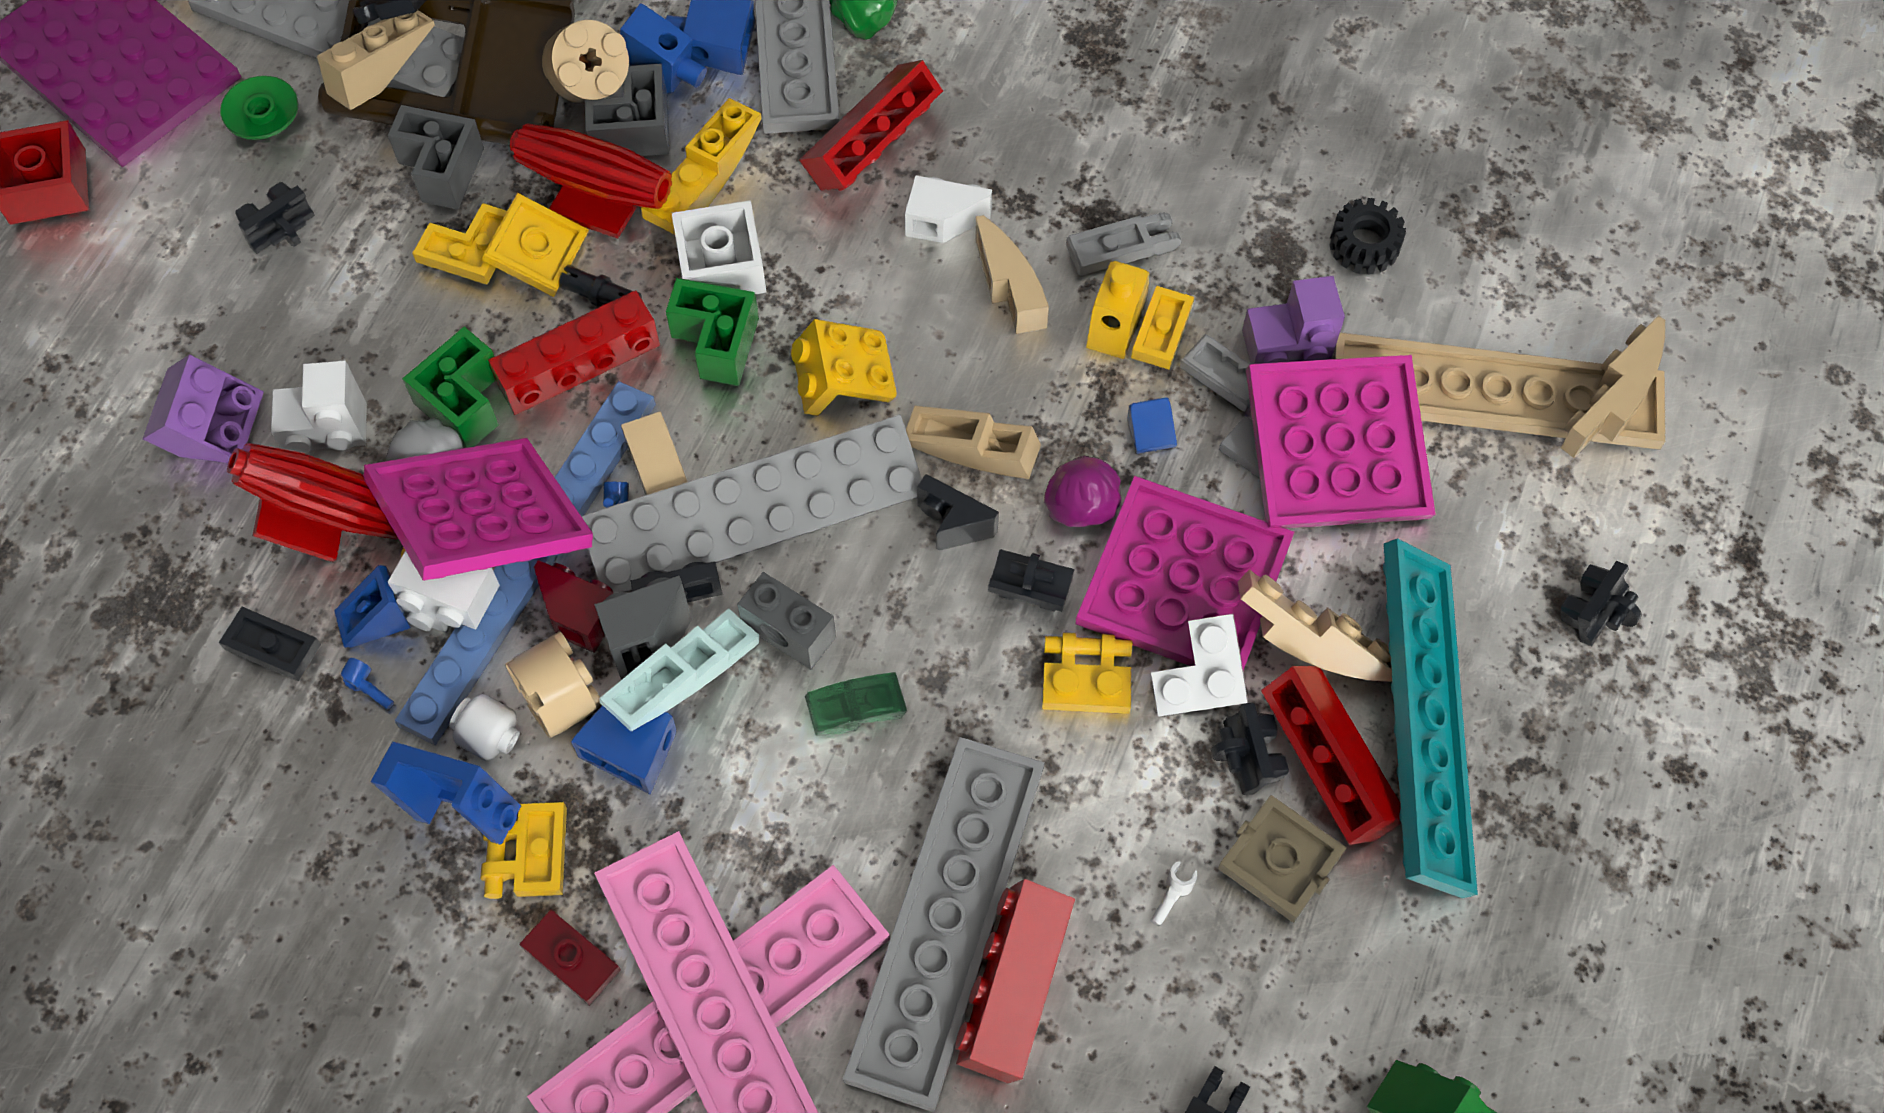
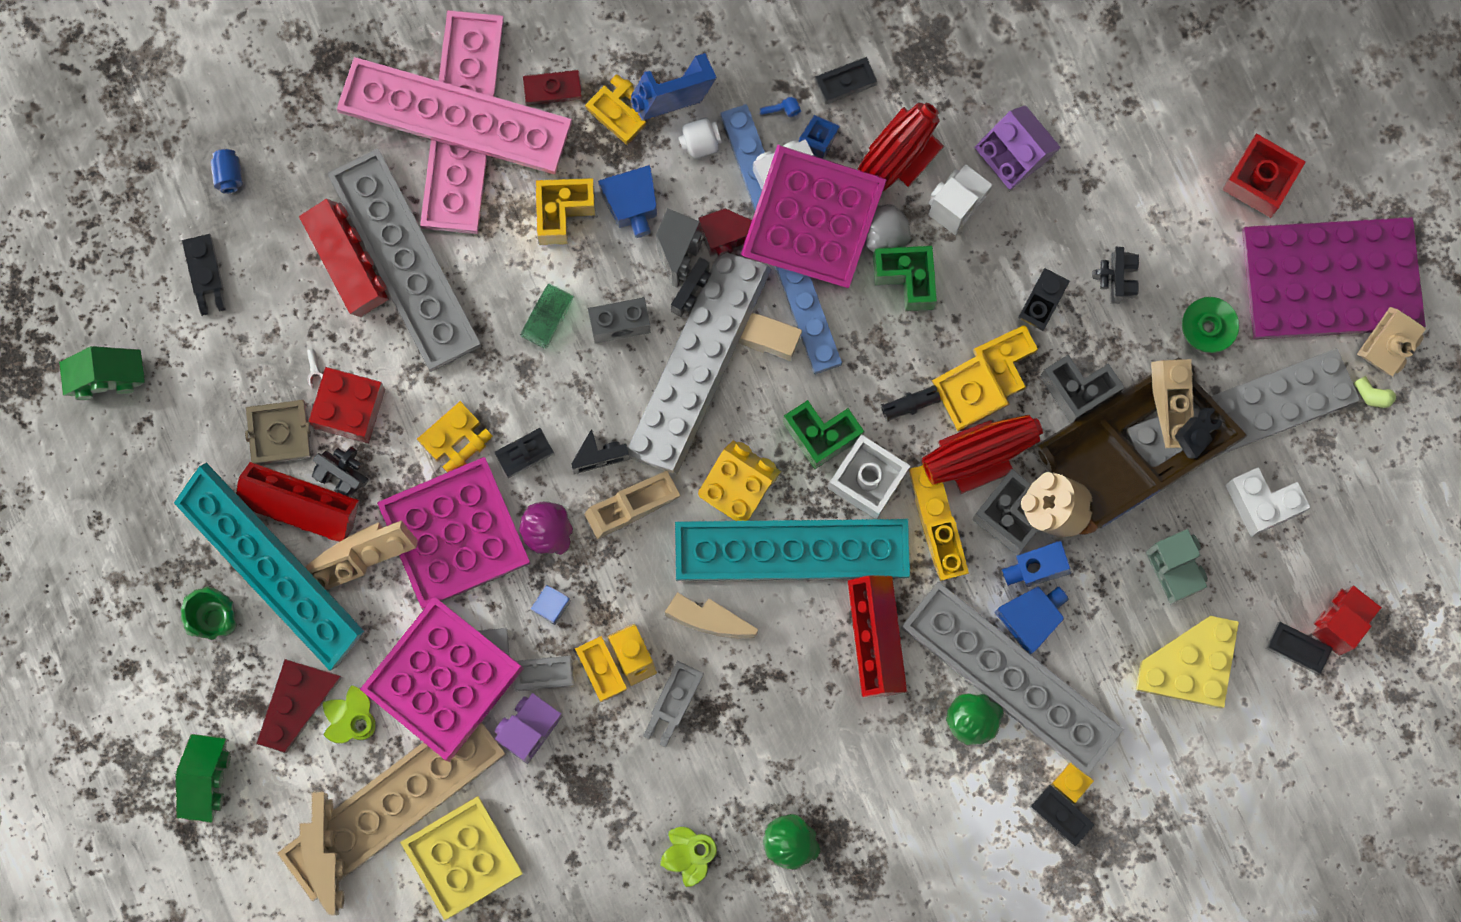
camera: 130 degrees right, 15 degrees up
(367, 254) = (1043, 299): none -> black slope
(554, 685) = (687, 181): tan brick -> none
(575, 352) = (877, 353): red brick -> none
(615, 493) = (772, 302): blue hand -> none
(679, 671) = (638, 242): light aqua slope -> none
(719, 803) = (558, 201): none -> yellow brick
(867, 270) = (791, 549): none -> teal plate
(944, 208) = (788, 623): white slope -> none
(1136, 48) = (790, 842): none -> green hair
(1175, 809) = (347, 405): none -> red brick
(1215, 678) = (389, 479): white brick -> none
(1239, 119) = (684, 855): none -> lime plate
(1371, 218) = (533, 826): black tyre -> none
(1469, 289) = (461, 858): none -> light yellow plate
(1472, 511) = (345, 715): none -> lime plate
(1516, 570) = (293, 703): none -> dark red wing
(1543, 728) = (208, 614): none -> green hair
(1609, 606) = (235, 706): black hips -> none
(1695, 566) = (201, 777): none -> green brick

